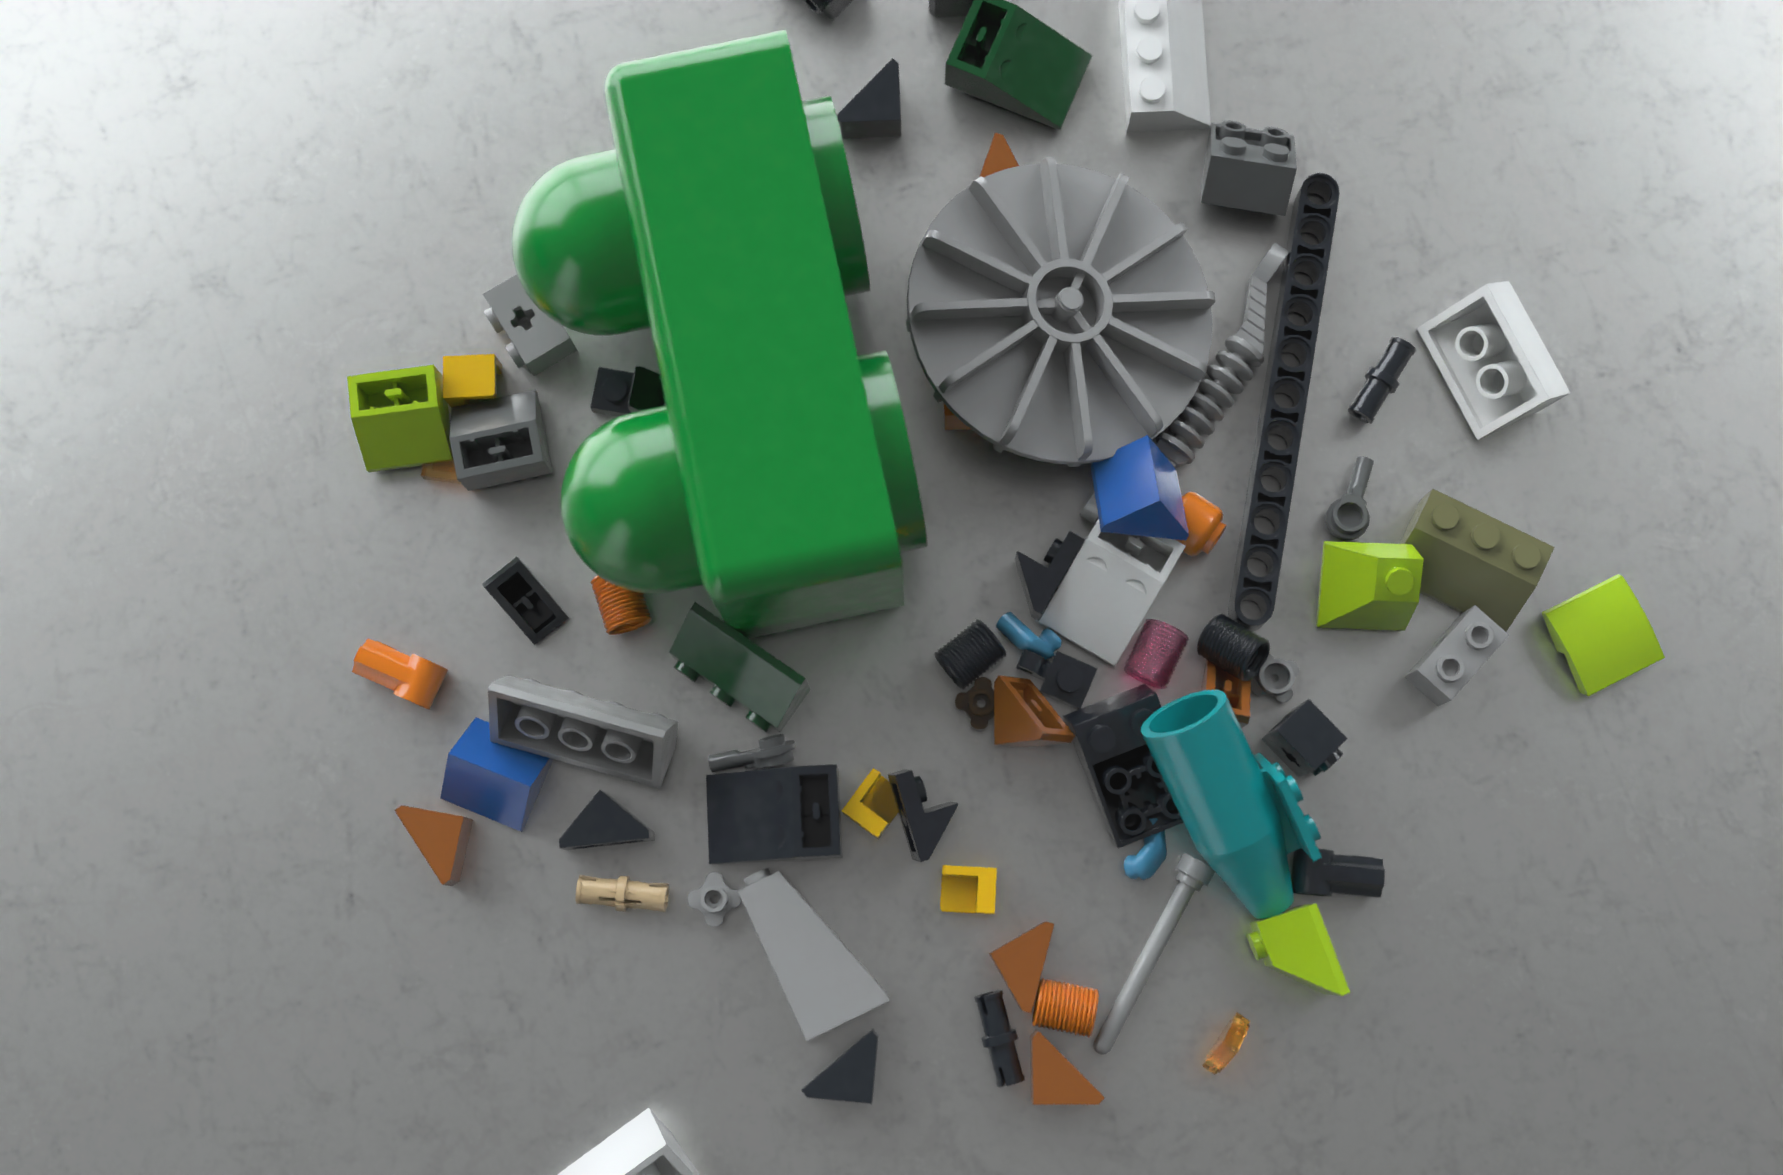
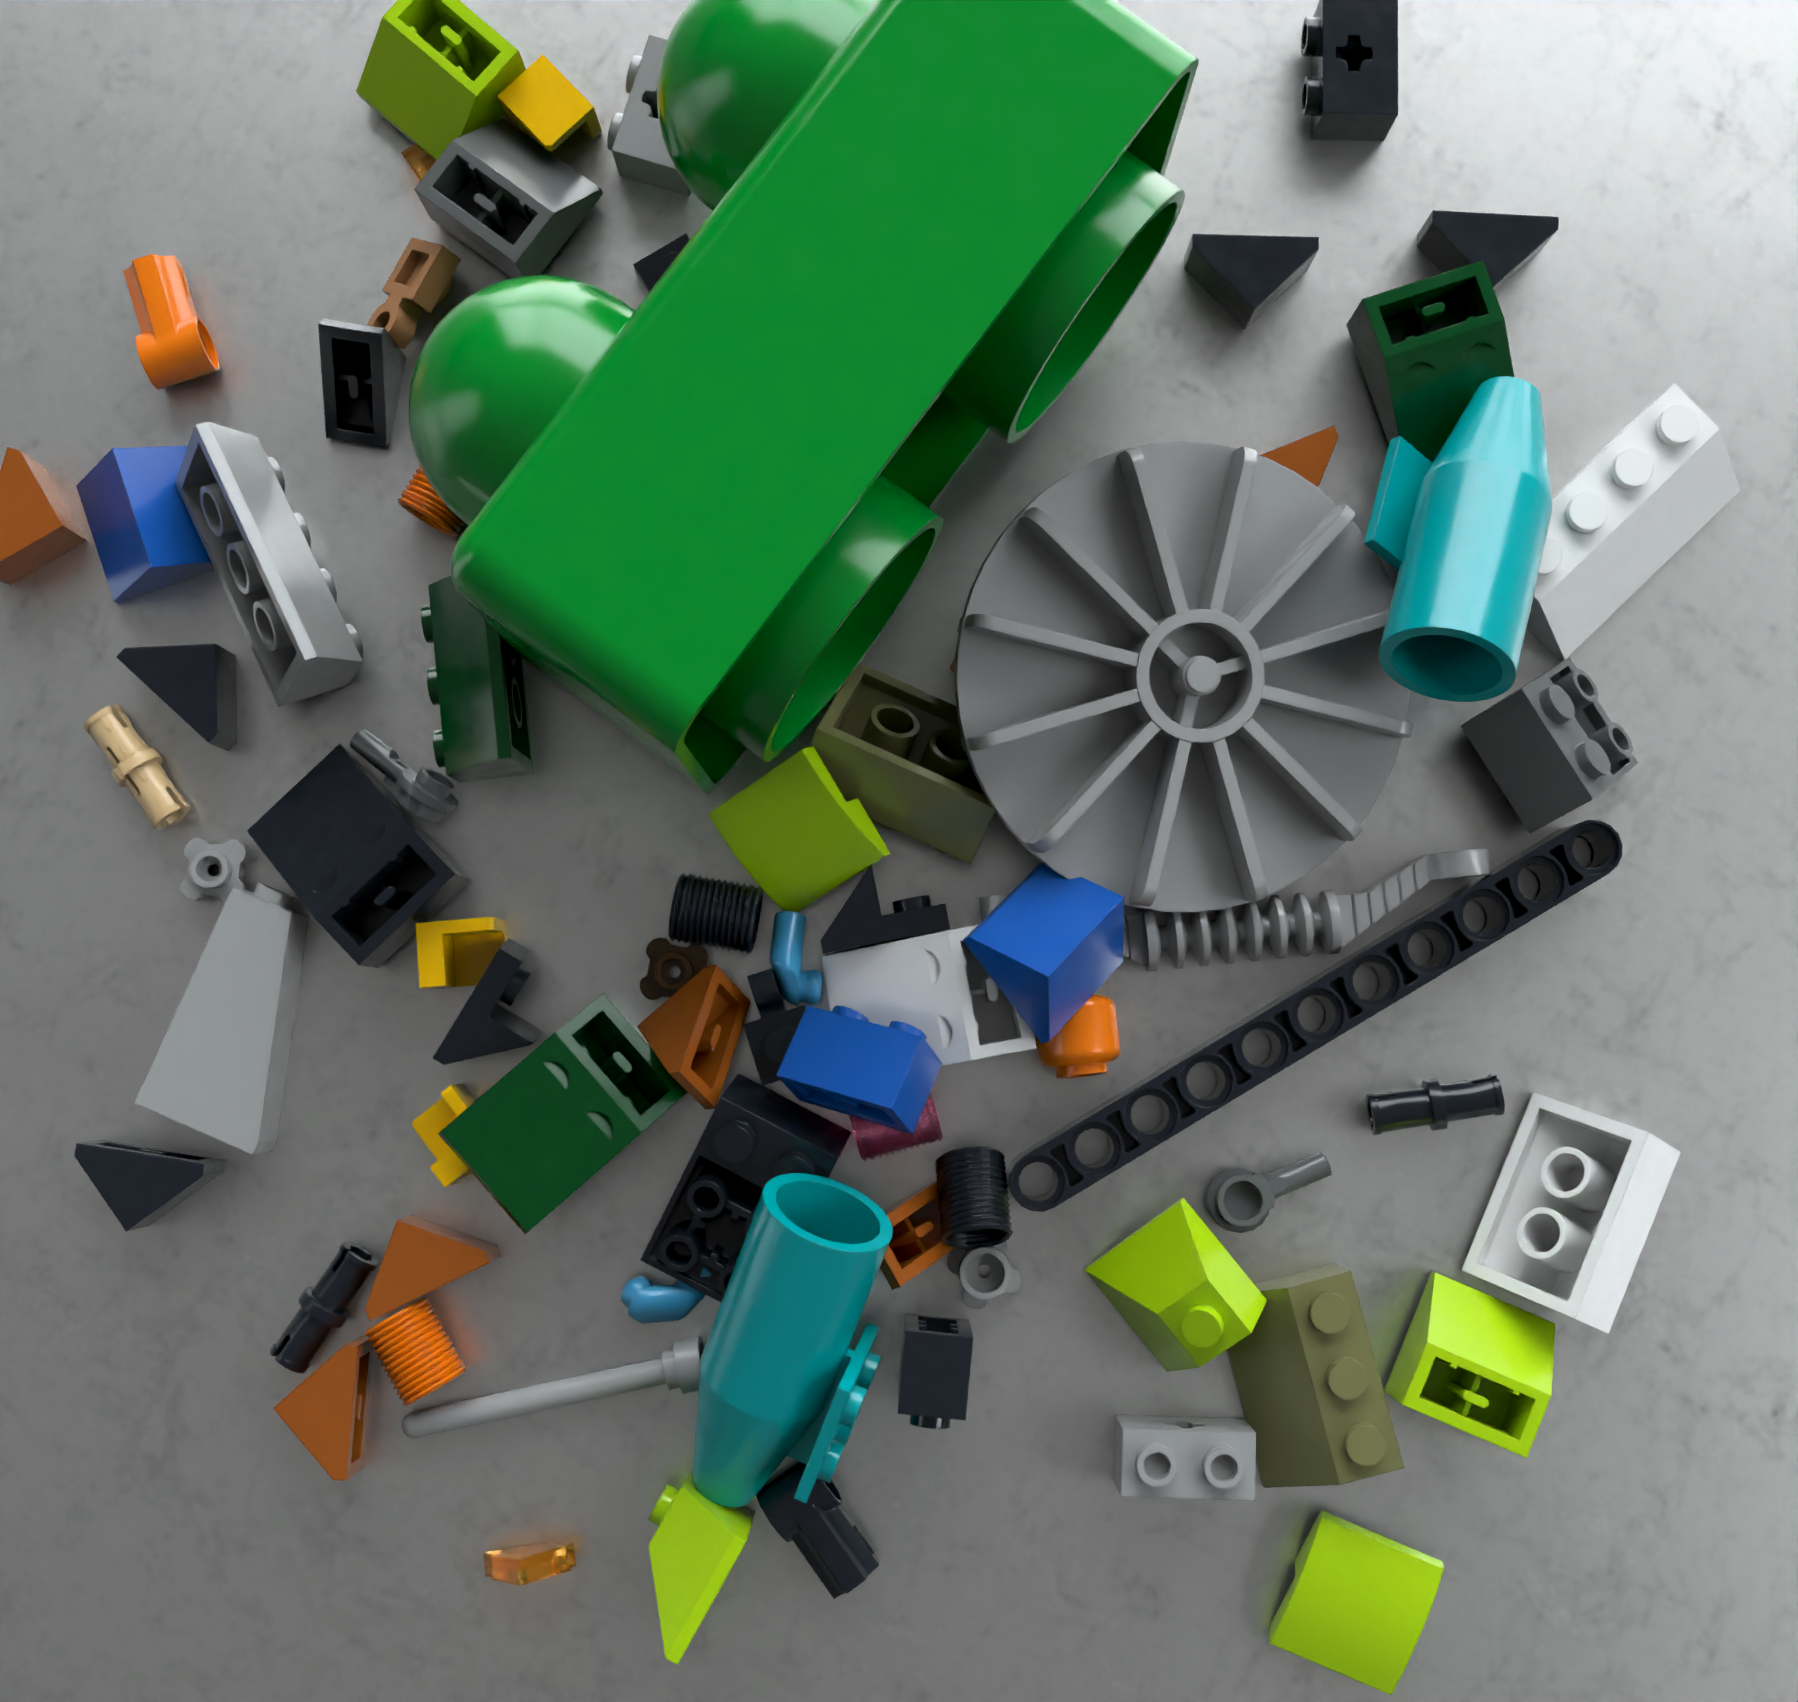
camera: 45 degrees right, 5 degrees up
(498, 527) = (414, 286): none -> medium nougat plate
(967, 574) = (798, 832): none -> lime slope
(980, 492) = (904, 762): none -> olive slope
(1010, 815) = (562, 1113): none -> dark green slope
(1116, 118) = (1465, 546): none -> teal piece
(1118, 643) = (860, 1067): none -> blue brick
(1531, 471) = (1476, 1364): none -> lime slope

